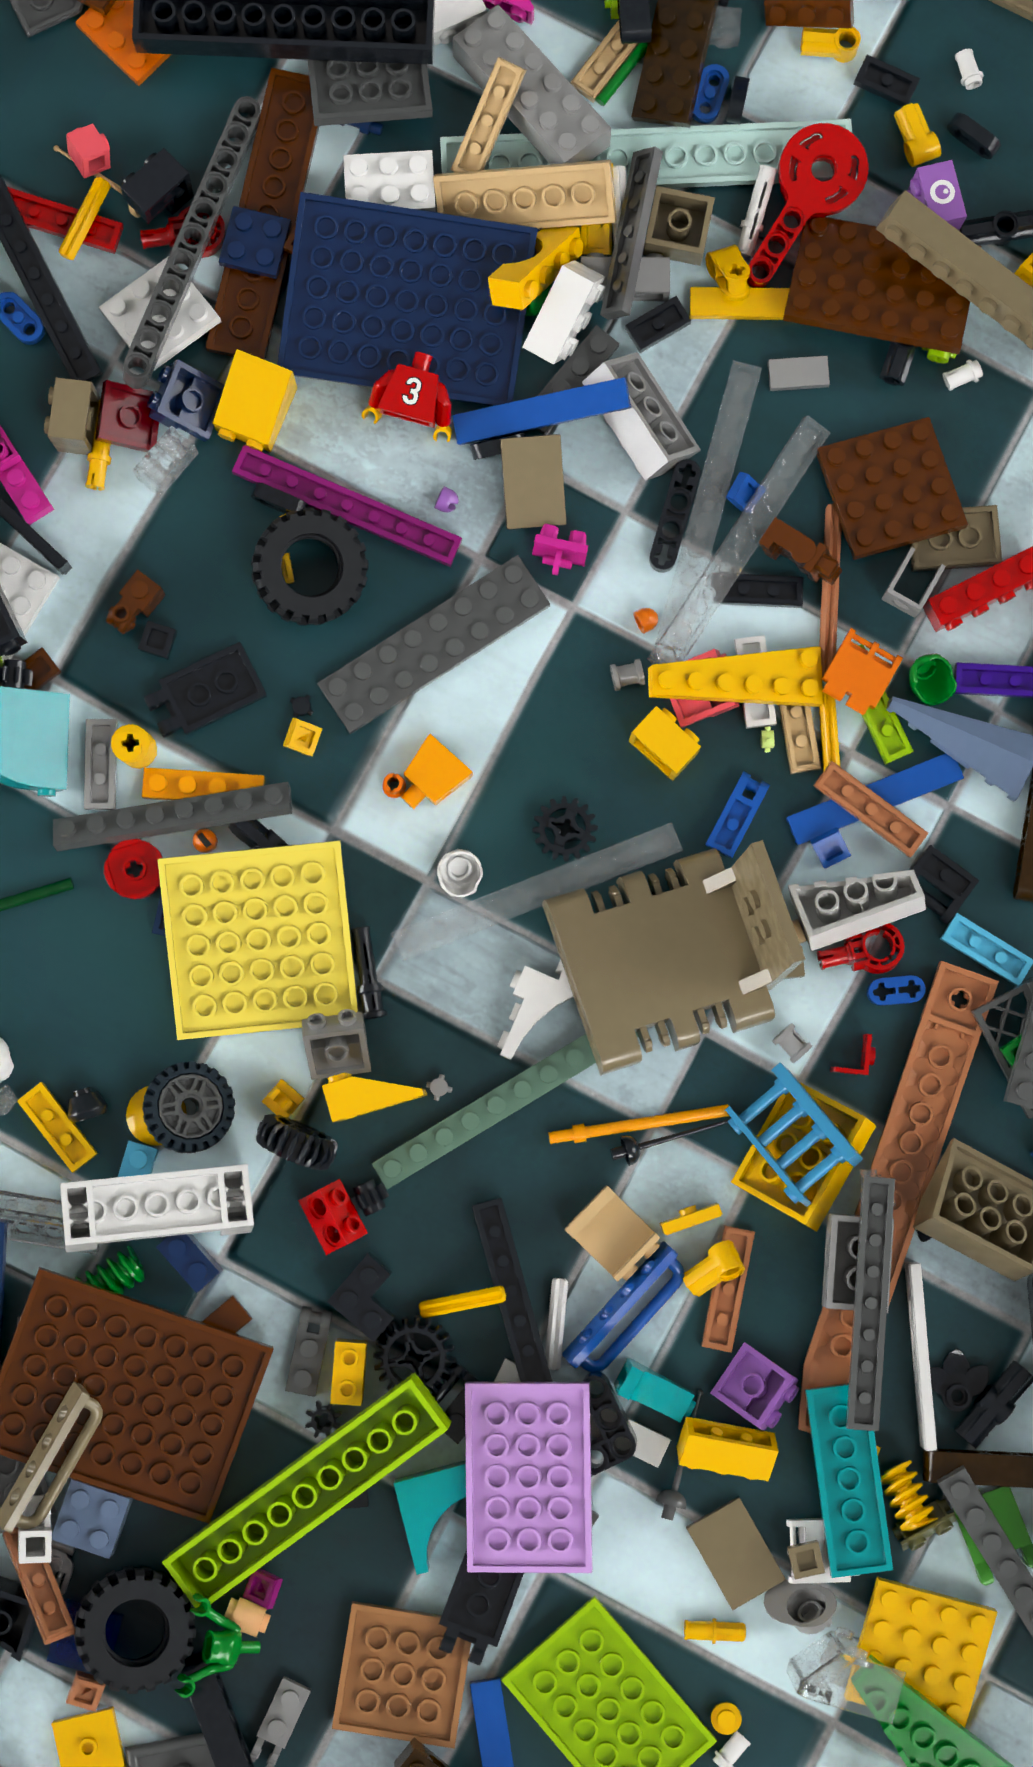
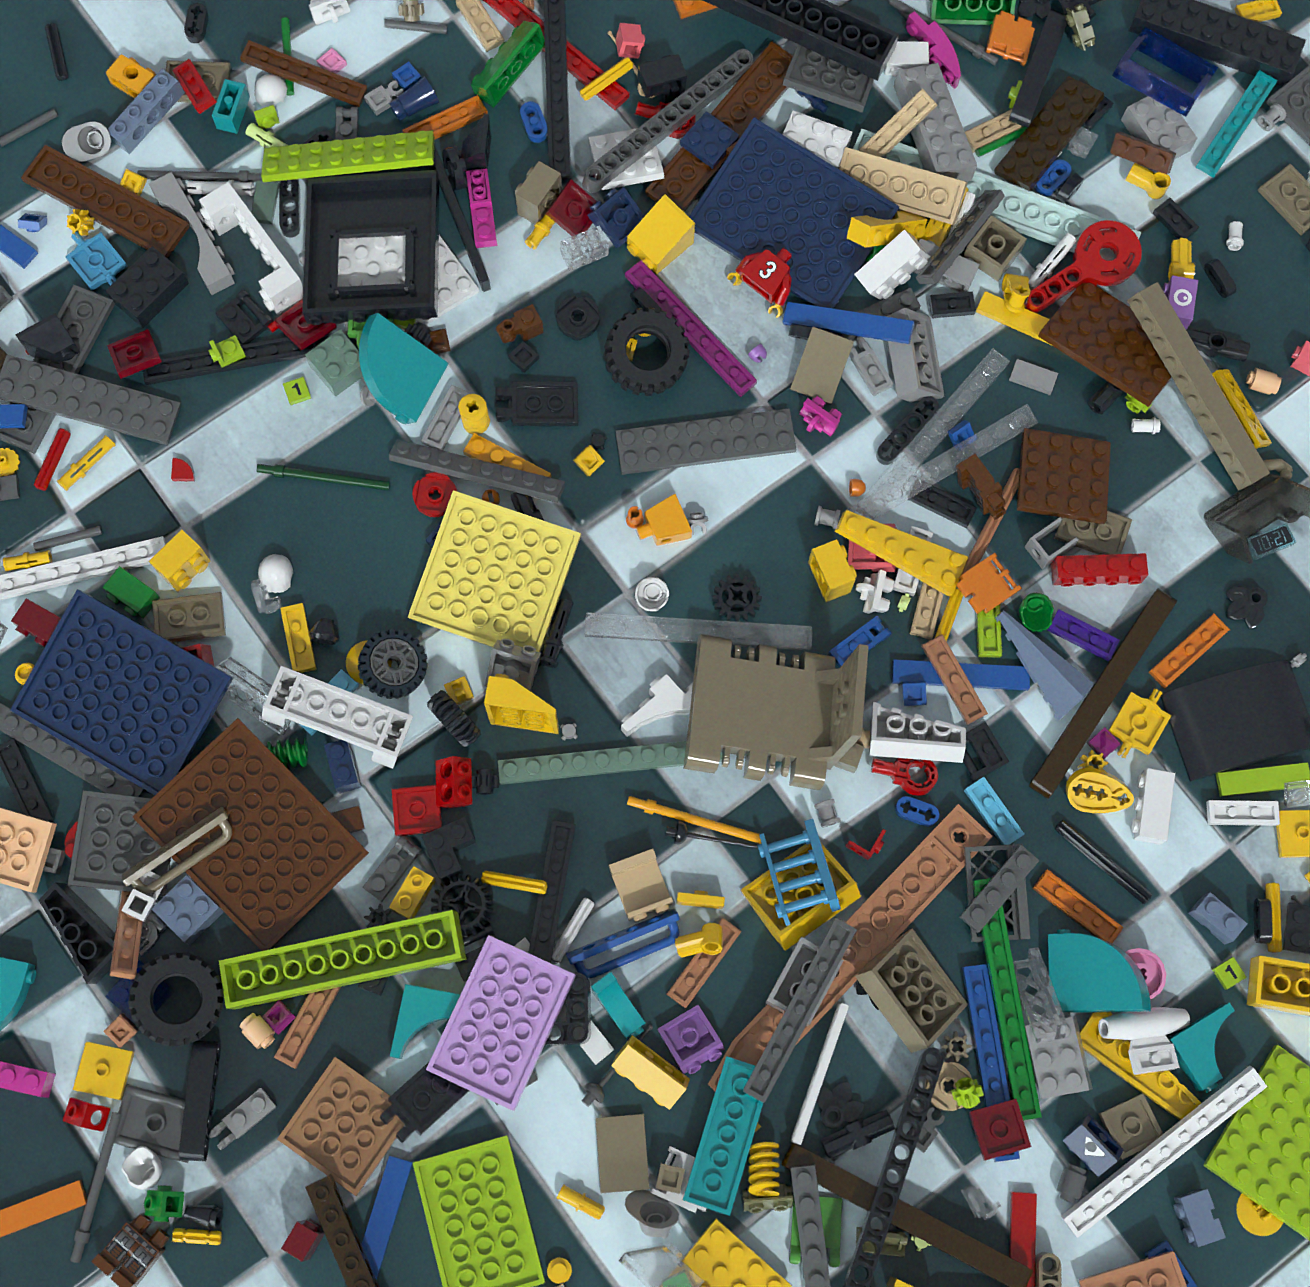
camera: 25 degrees right, 10 degrees down
(185, 564) = (577, 329): none -> black plate
(219, 1647) = (227, 1039): green piece -> none
(298, 1587) = (305, 1026): none -> nougat tile
(303, 1269) = (415, 810): none -> red plate
(471, 750) = (697, 519): none -> light grey plate
(594, 456) = (870, 368): none -> light grey hinge
(724, 743) = (872, 590): none -> white hips

